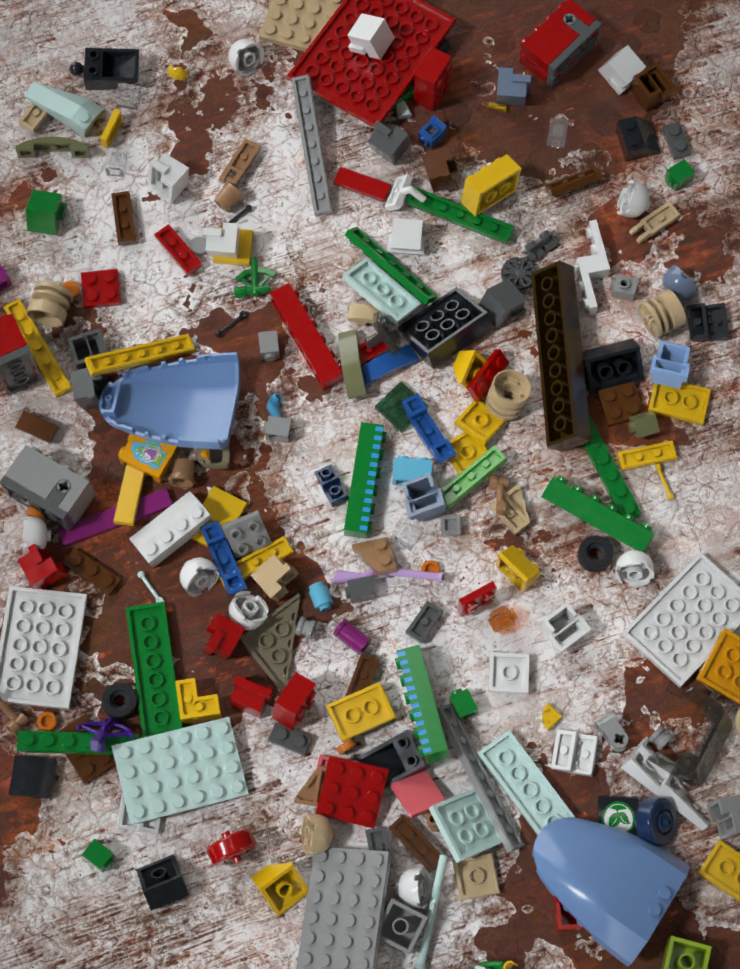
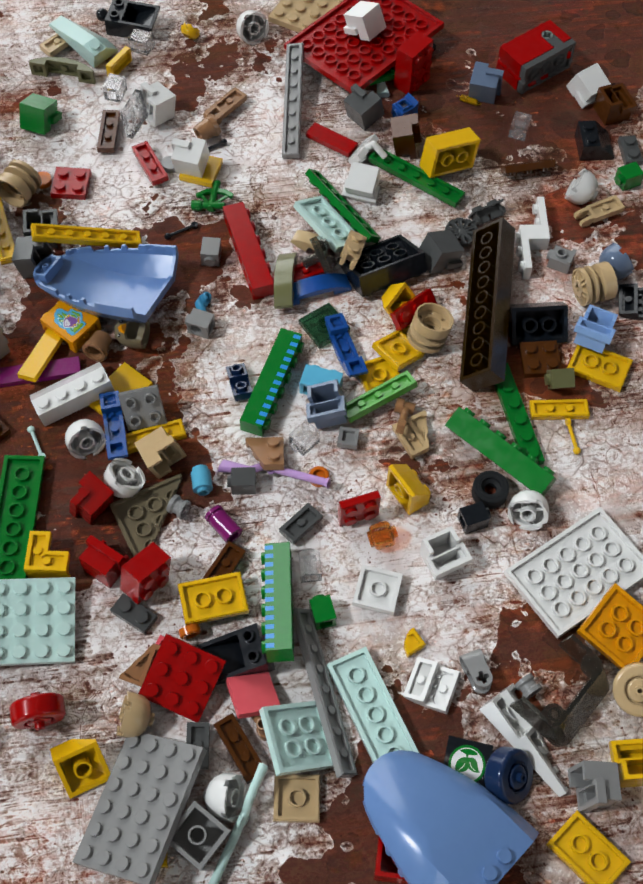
camera: 10 degrees right, 10 degrees down
(147, 195) = (134, 114): none -> clear plate
(413, 319) = (352, 249): none -> tan hinge
(585, 585) = (474, 517): none -> black brick

